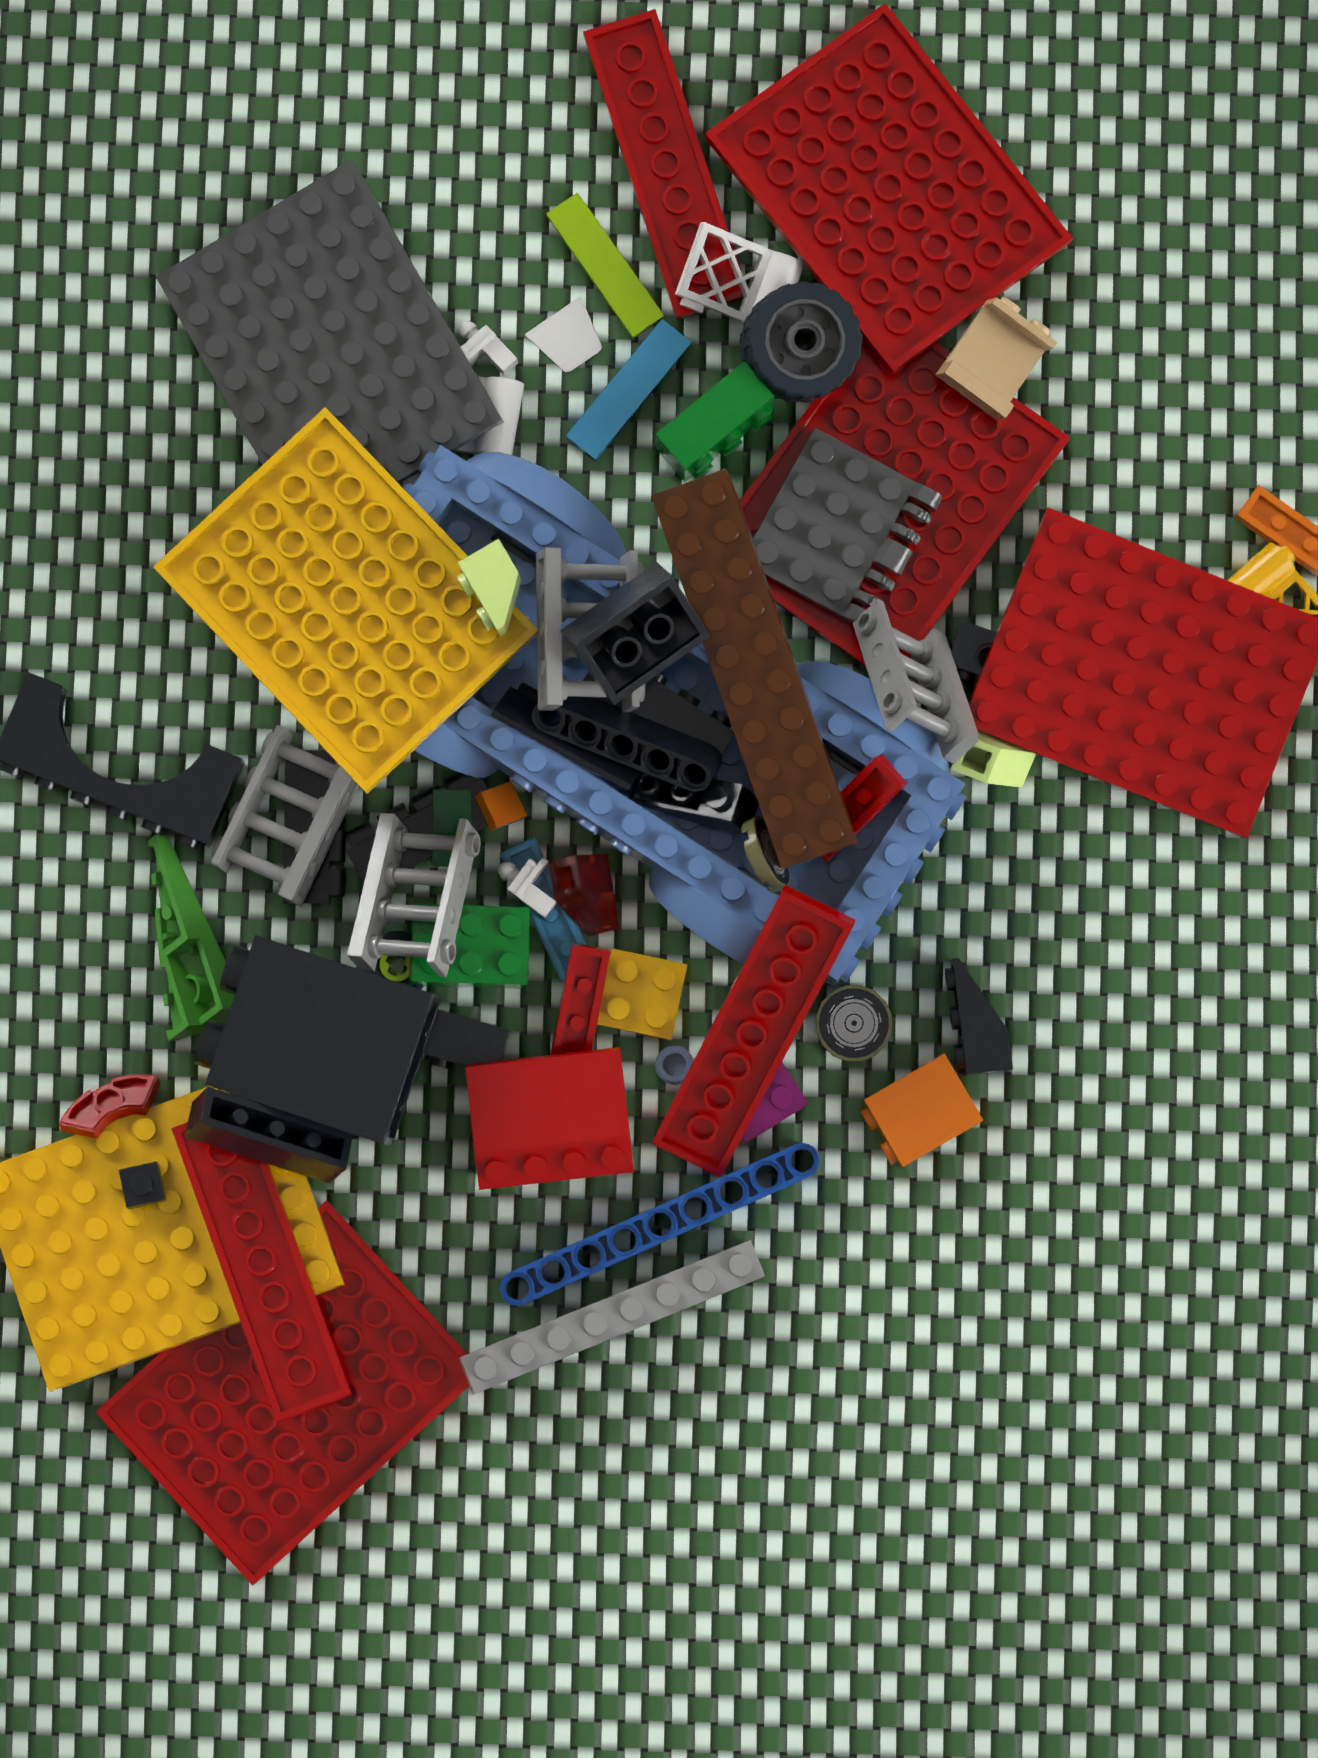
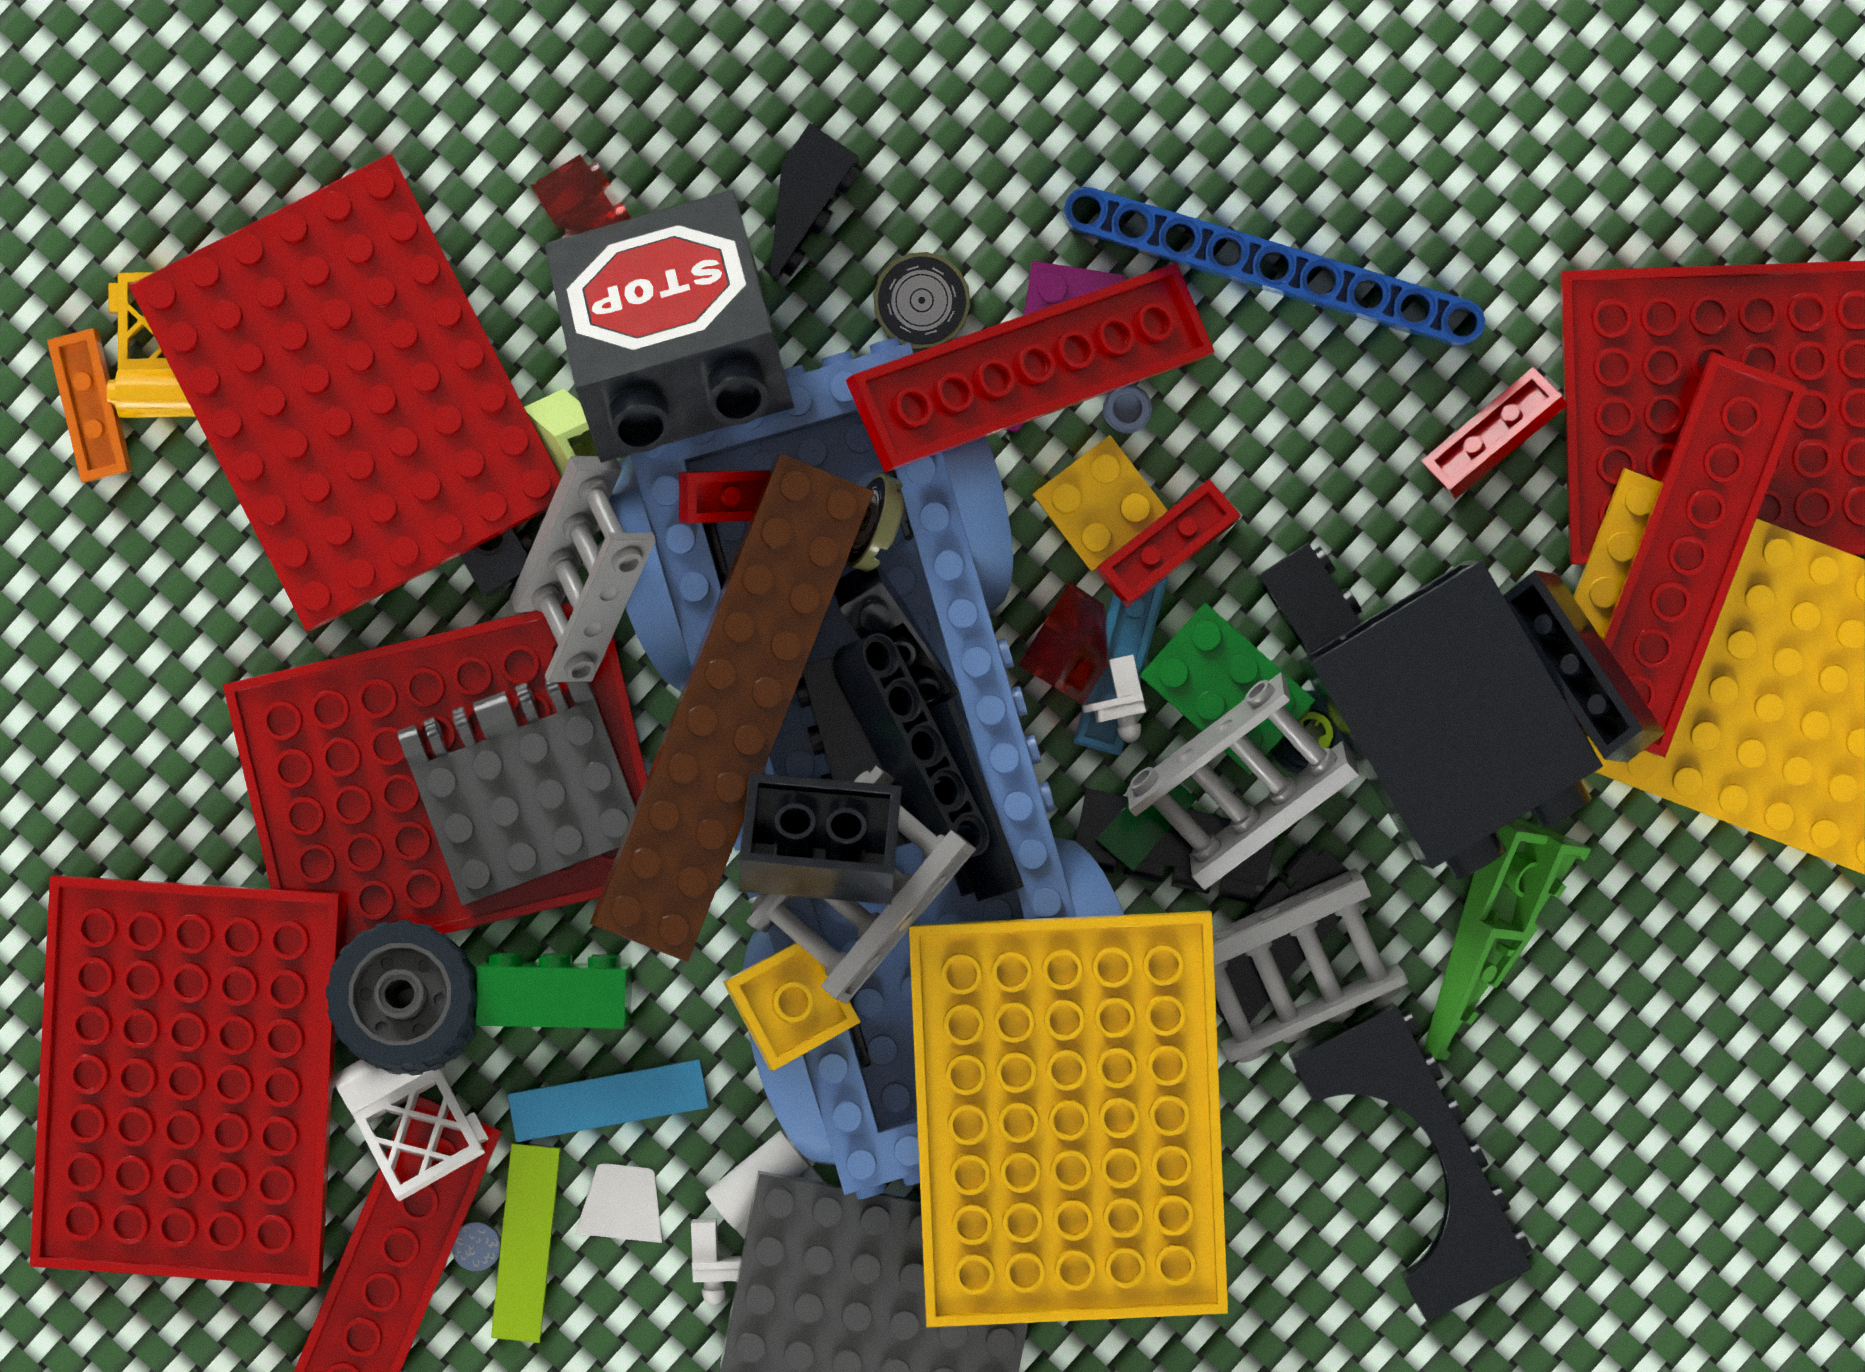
camera: 140 degrees left, 5 degrees up
(115, 1100) = (1700, 837): red tile -> none
(142, 1185) = (1737, 727): black plate -> none
(440, 1239) = (1494, 433): none -> plate
(494, 581) = (913, 1005): yellowish green slope -> none
(500, 806) = (1080, 800): orange tile -> none
(549, 1118) = (1294, 456): red slope -> none
(569, 521) = (787, 1005): none -> yellow plate
(611, 1317) = (1397, 216): light grey brick -> none
(632, 239) = (477, 1246): none -> sand blue tile
(920, 1111) = (931, 159): orange panel -> none
(990, 867) = (667, 326): none -> black brick
(995, 356) = (227, 823): tan panel -> none
(1109, 903) = (576, 197): none -> clear red slope

